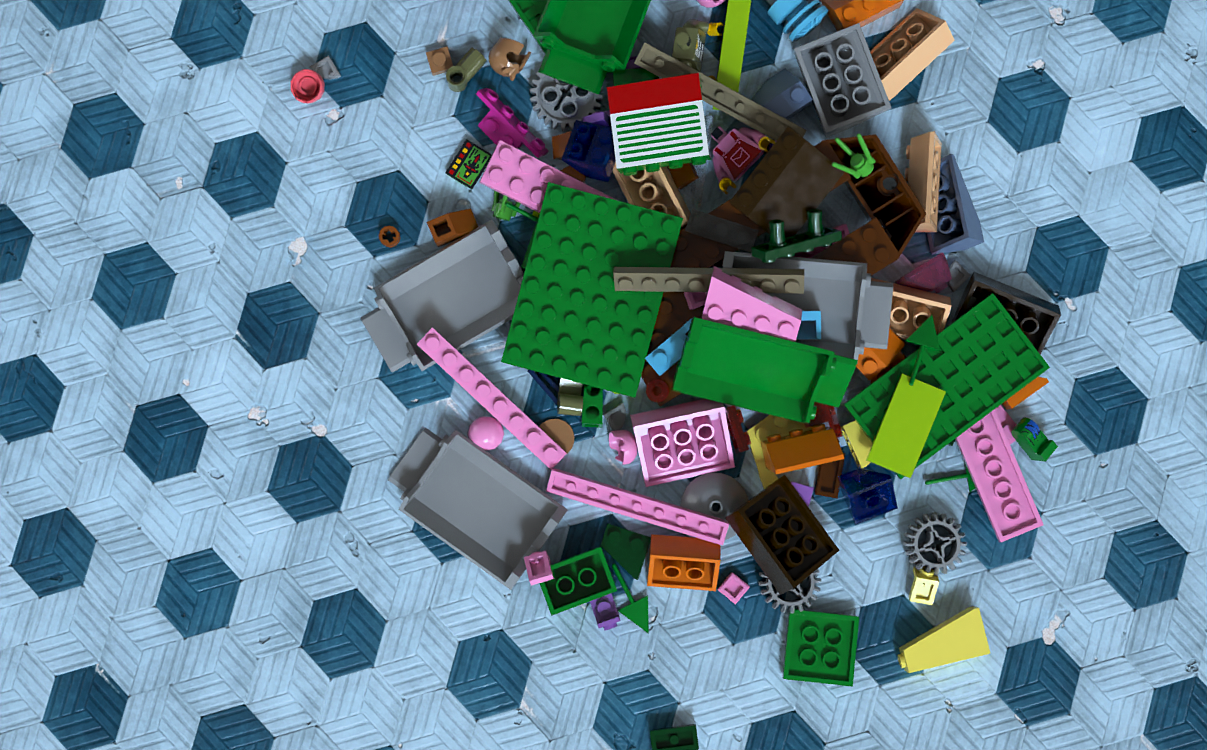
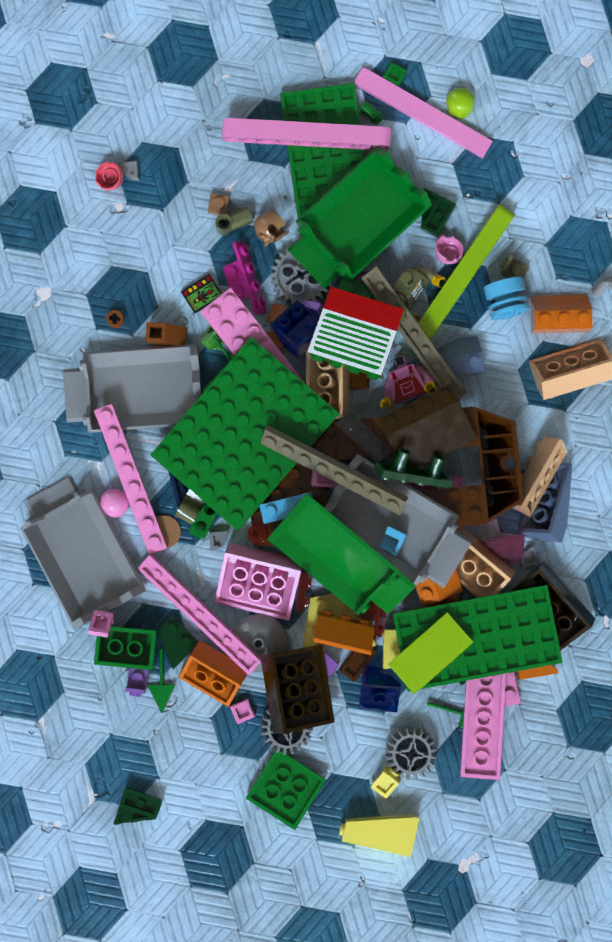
camera: 25 degrees right, 0 degrees up
(625, 444) = (214, 563): bright pink hair -> none
(749, 308) = (351, 506): bright pink wedge -> none
(842, 80) = (514, 366): light grey slope -> none
(861, 164) = (493, 438): bright green plant -> none
(925, 337) = (479, 593): green piece -> none
(1033, 440) = (524, 711): green leg -> none

